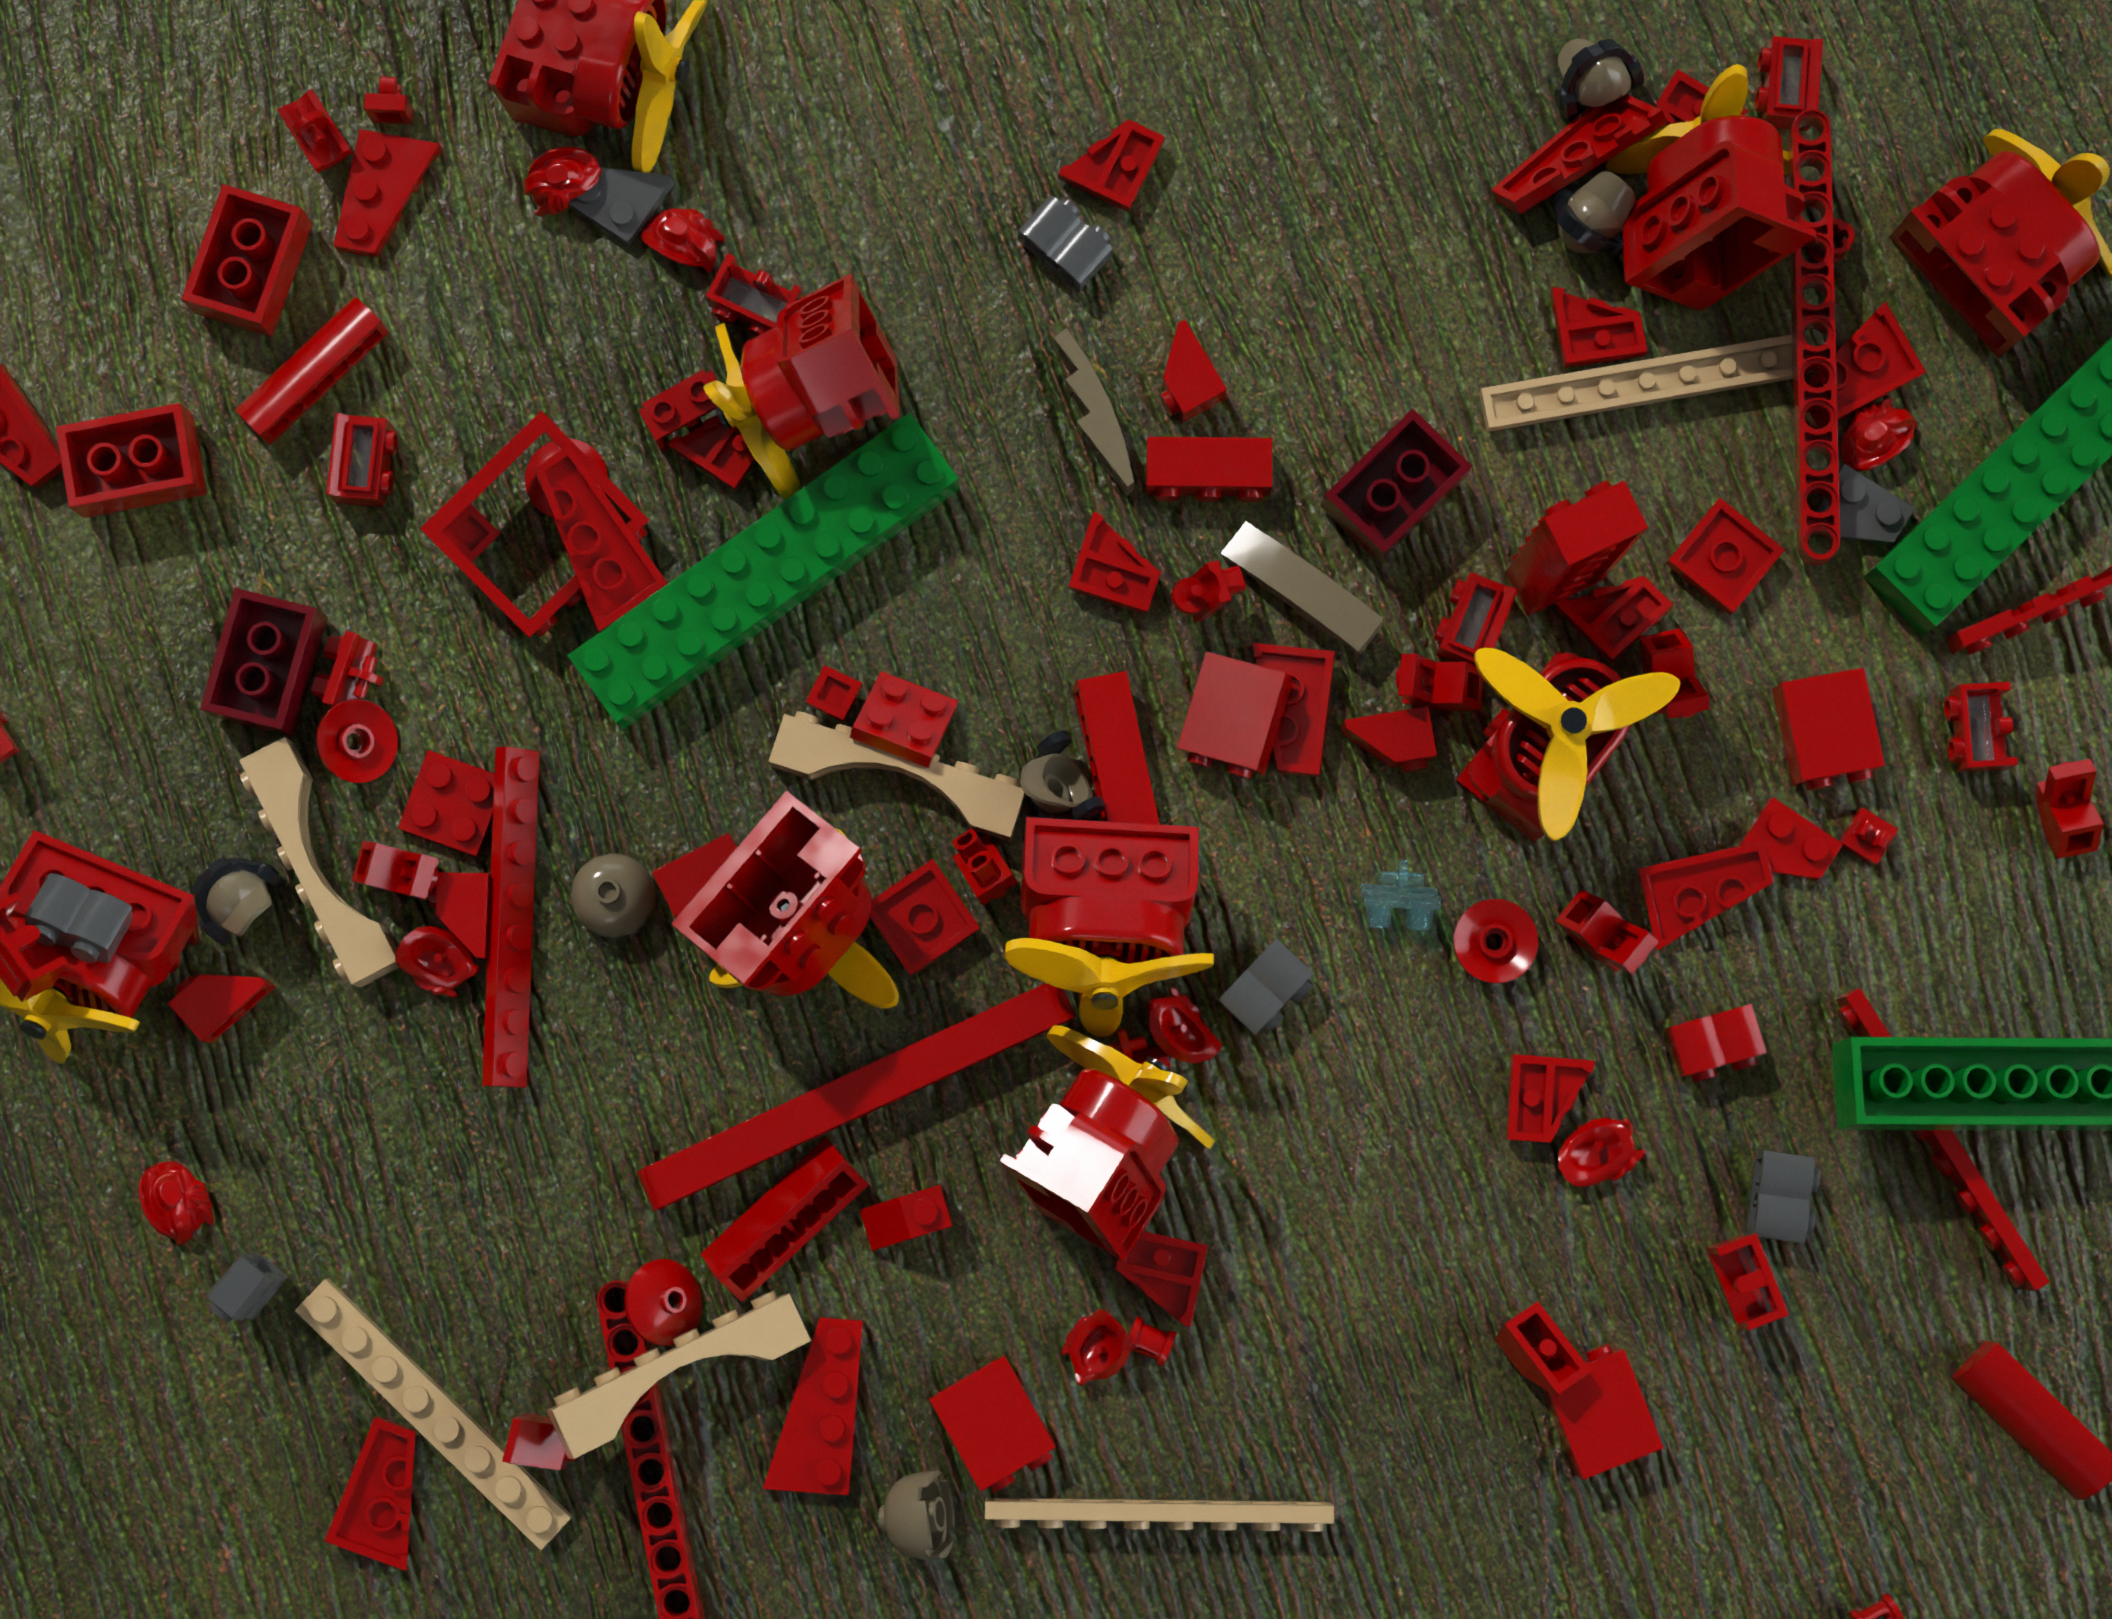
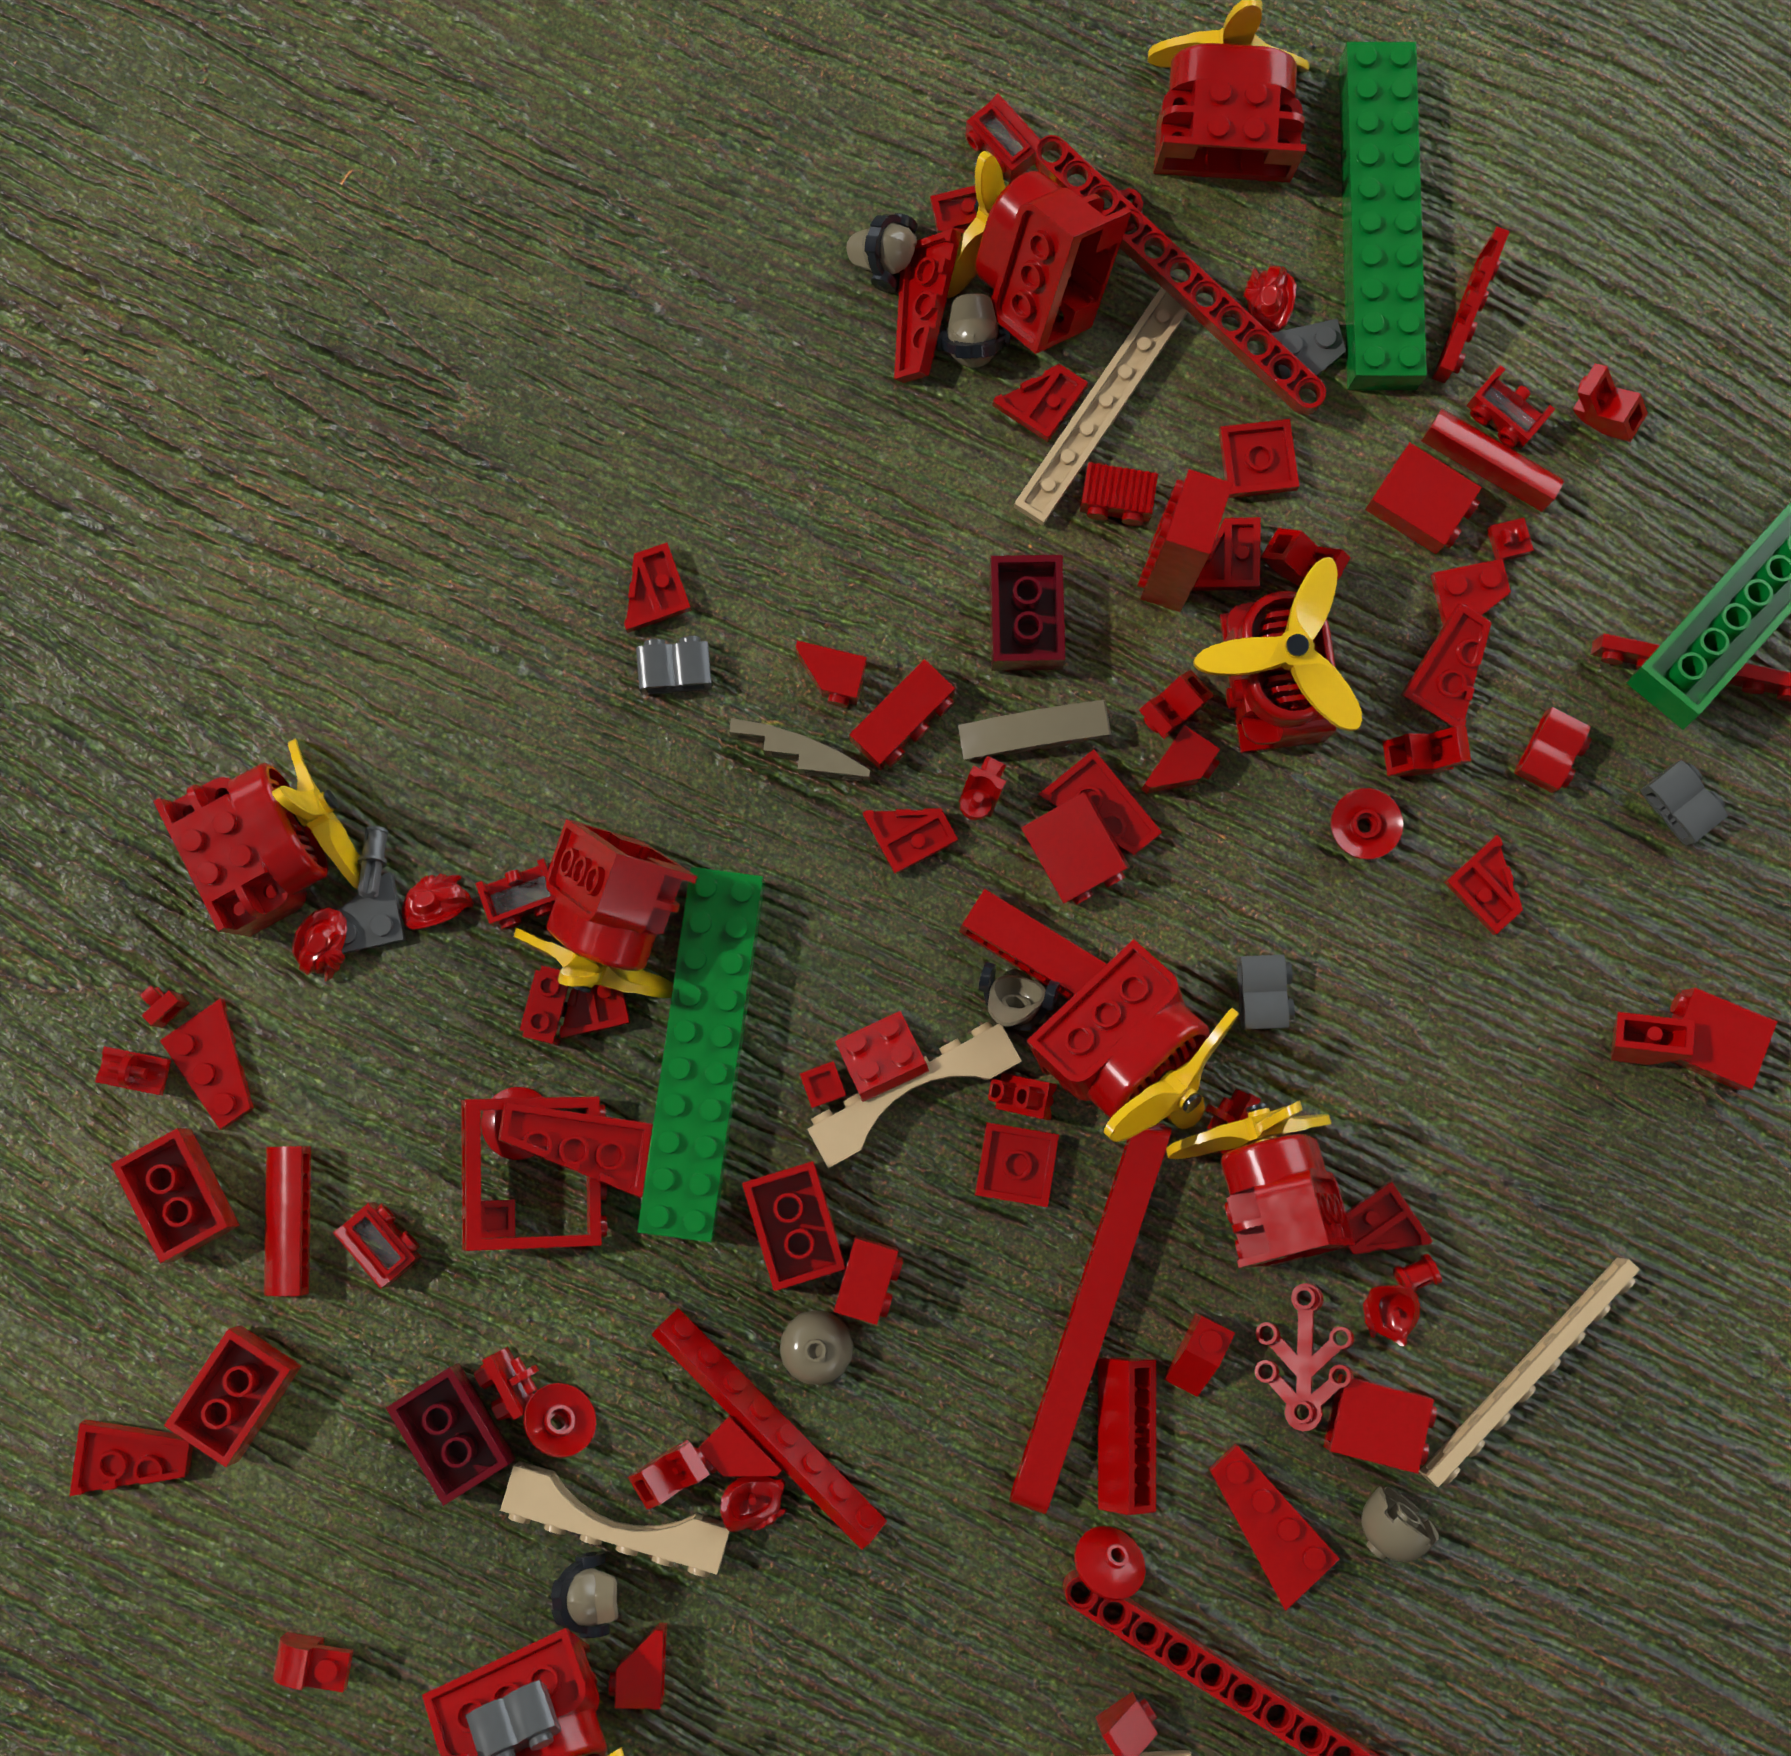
camera: 45 degrees left, 0 degrees up
(451, 804) = (658, 1397): red plate -> none
(596, 1415) = (1149, 1679): tan arch -> none
(666, 155) = (372, 861): none -> dark grey axle
(695, 778) = (794, 1225): none -> red brick
(789, 911) = (945, 1248): red brick -> none
(984, 1312) = (1304, 1363): none -> red plant
(1179, 1030) = (1242, 1071): red hat -> none
(1417, 900) = (1281, 853): clear light blue hips -> none
(1476, 618) = (1155, 645): red window -> none
(1572, 461) = (1118, 493): none -> red brick
(1599, 1152) = (1555, 885): red hat -> none
(1747, 1281) = (1720, 873): red window -> none
(1870, 366) = (1225, 255): red wing -> none
(1922, 754) = (1492, 460): none -> red brick

